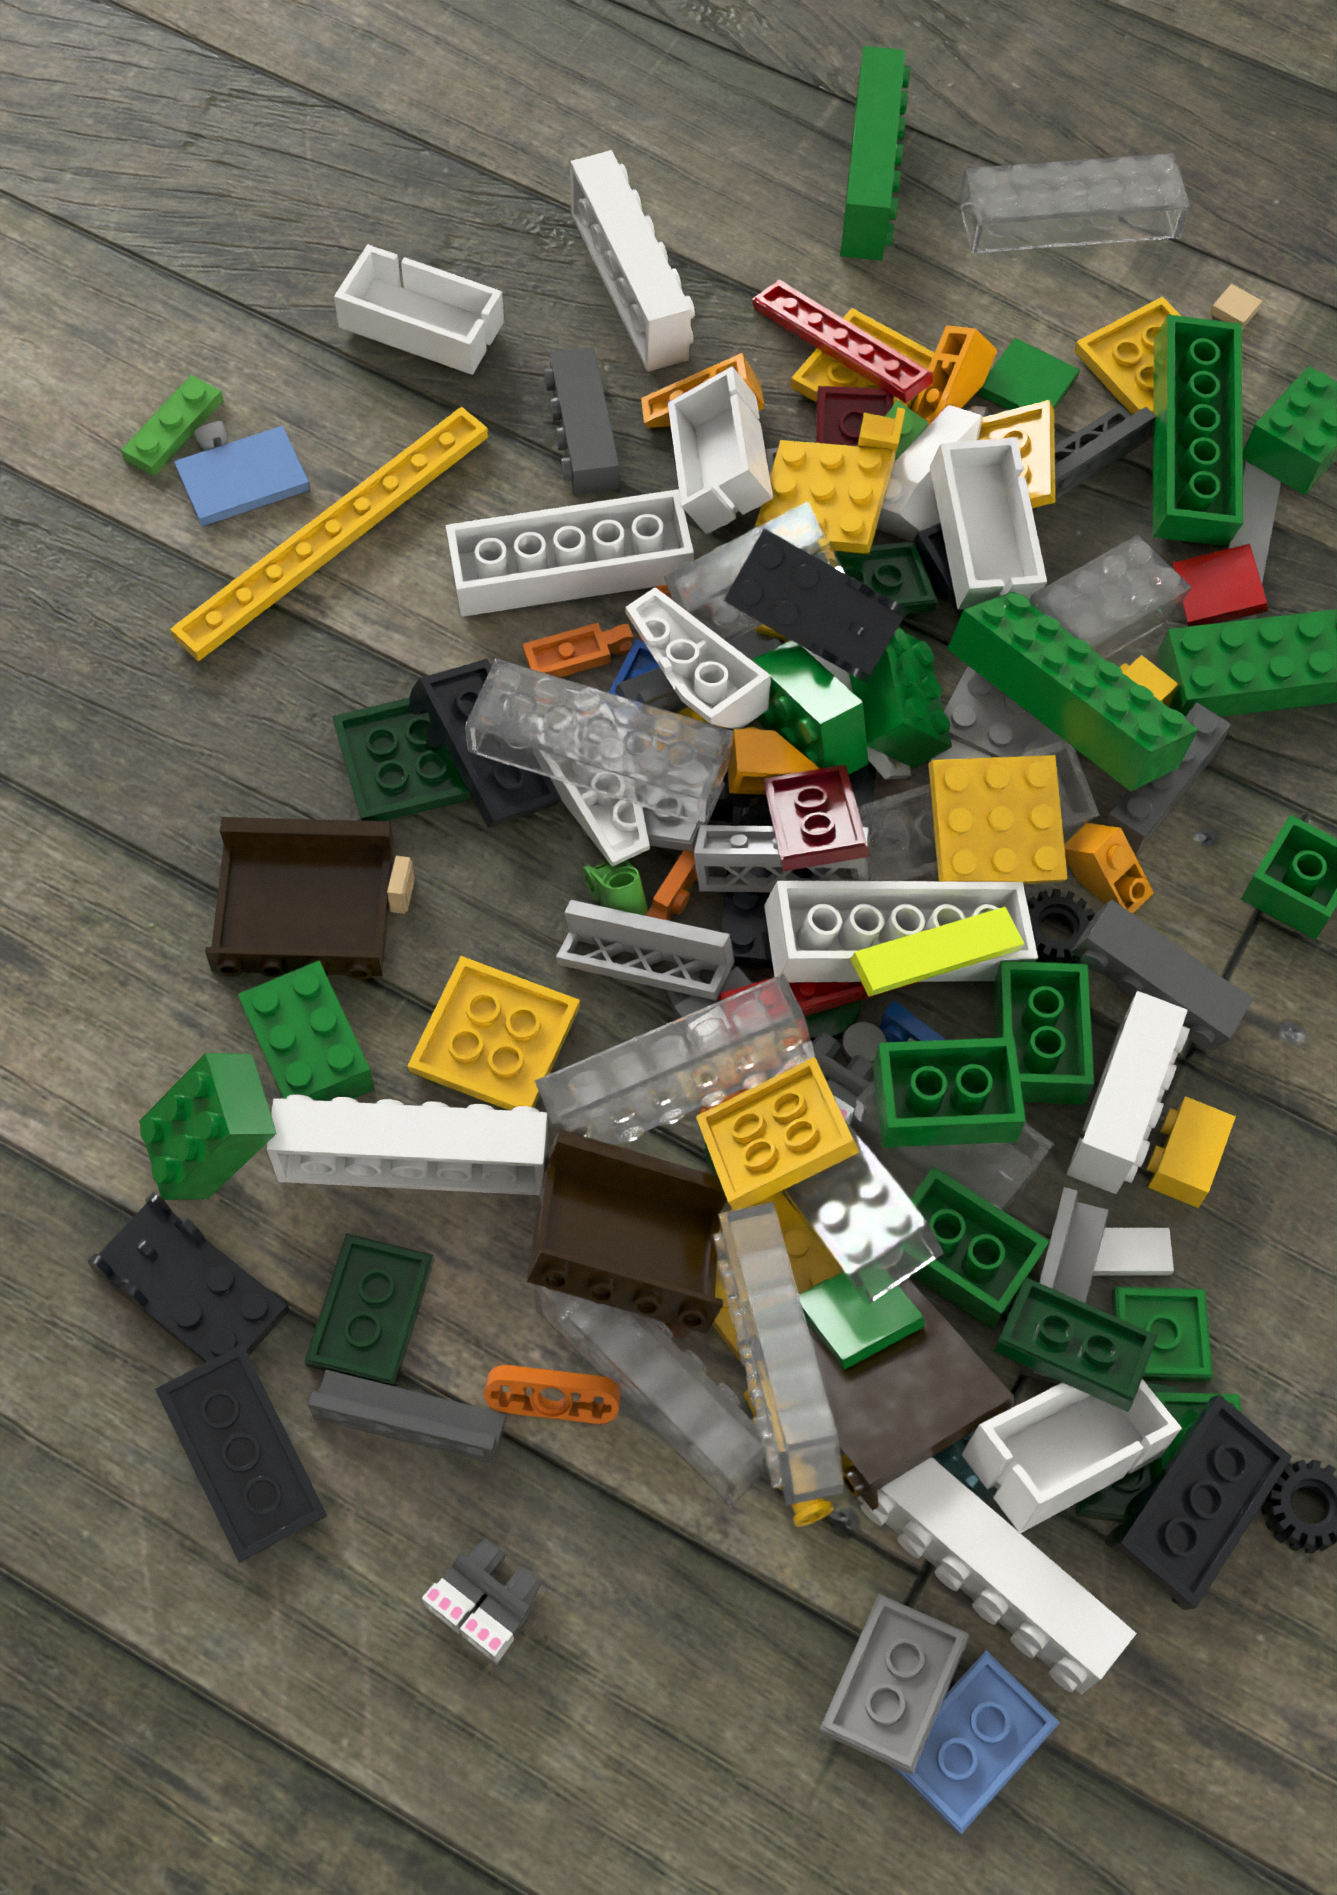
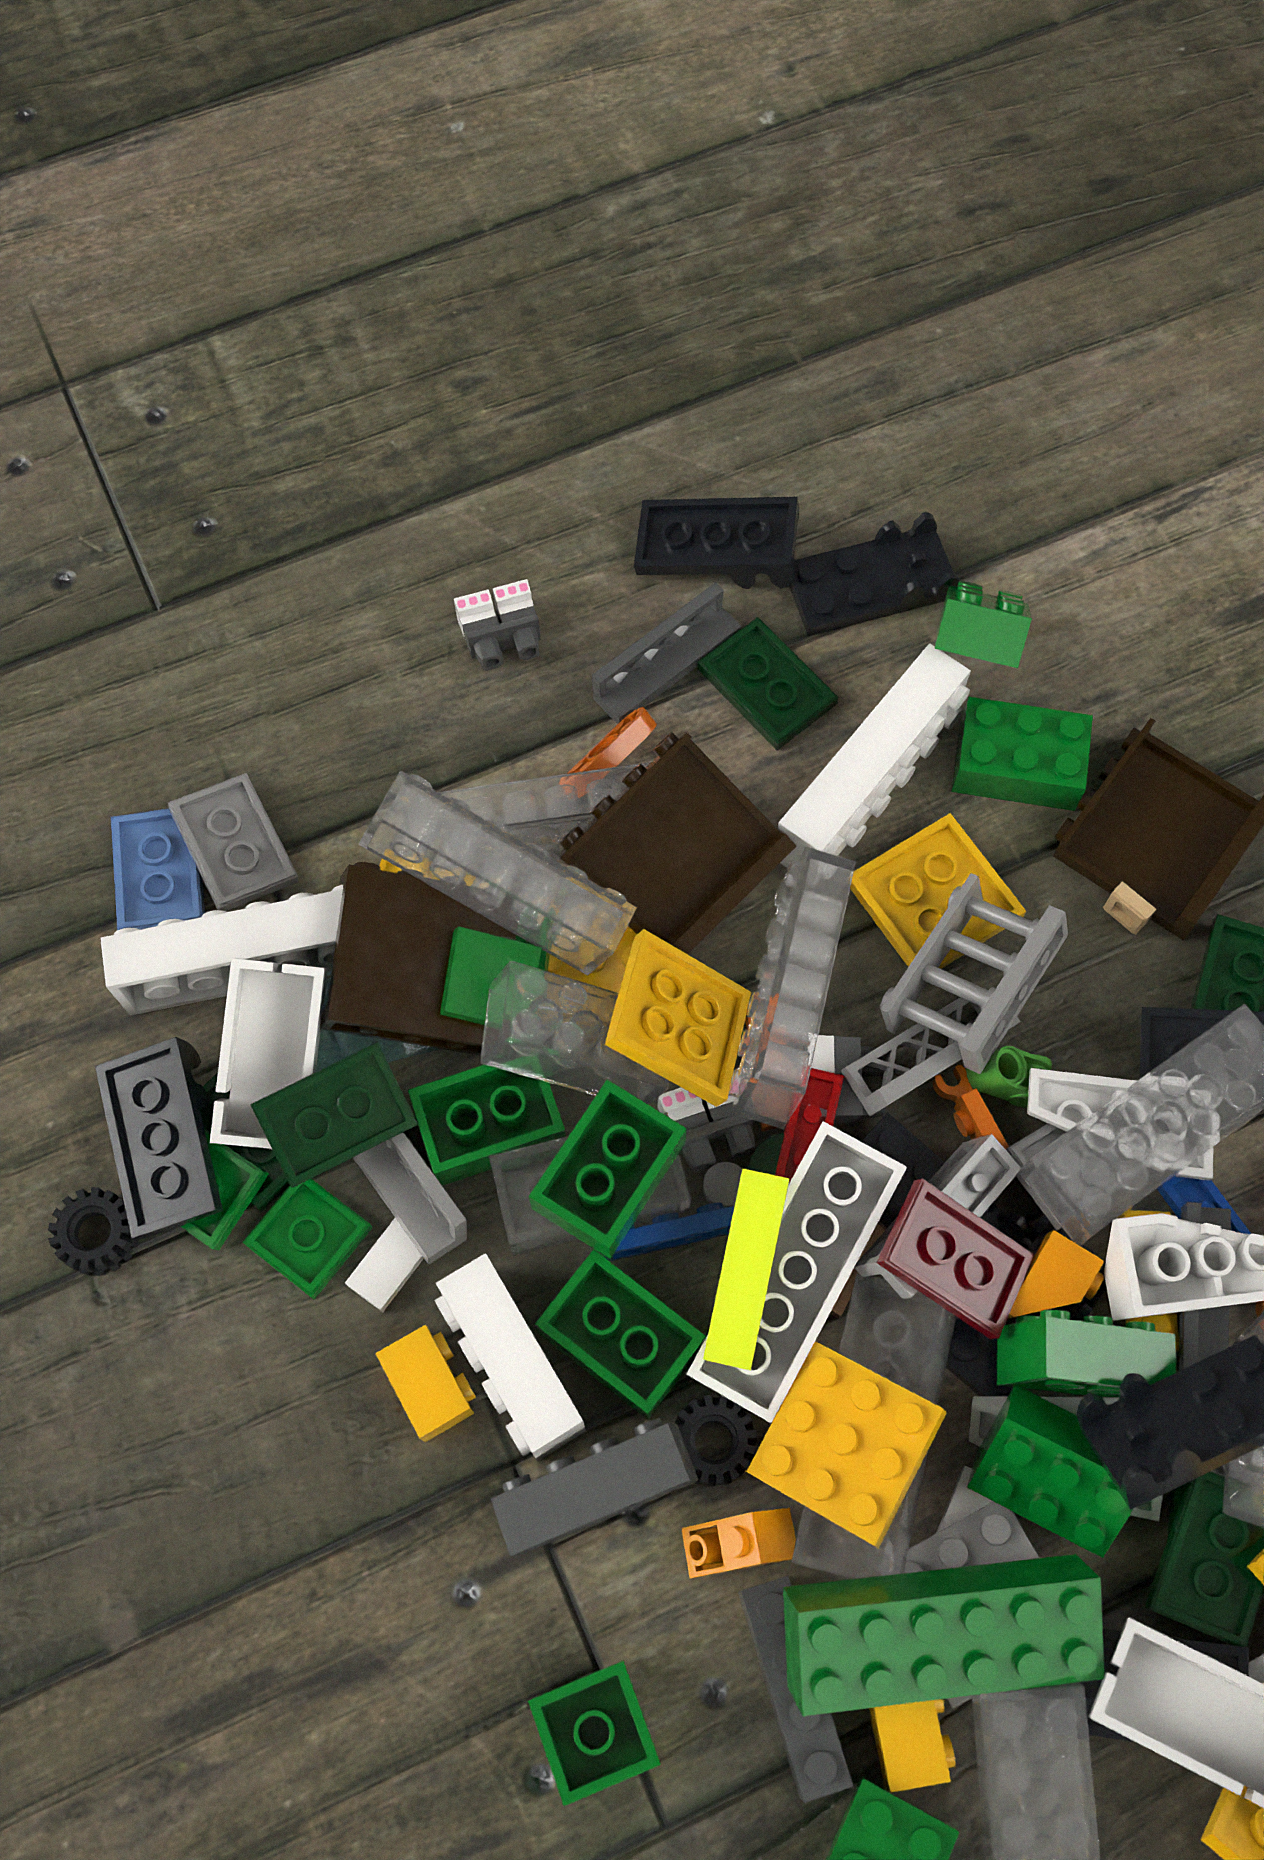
camera: 130 degrees right, 5 degrees up
(538, 907) = (999, 1004): none -> light grey fence

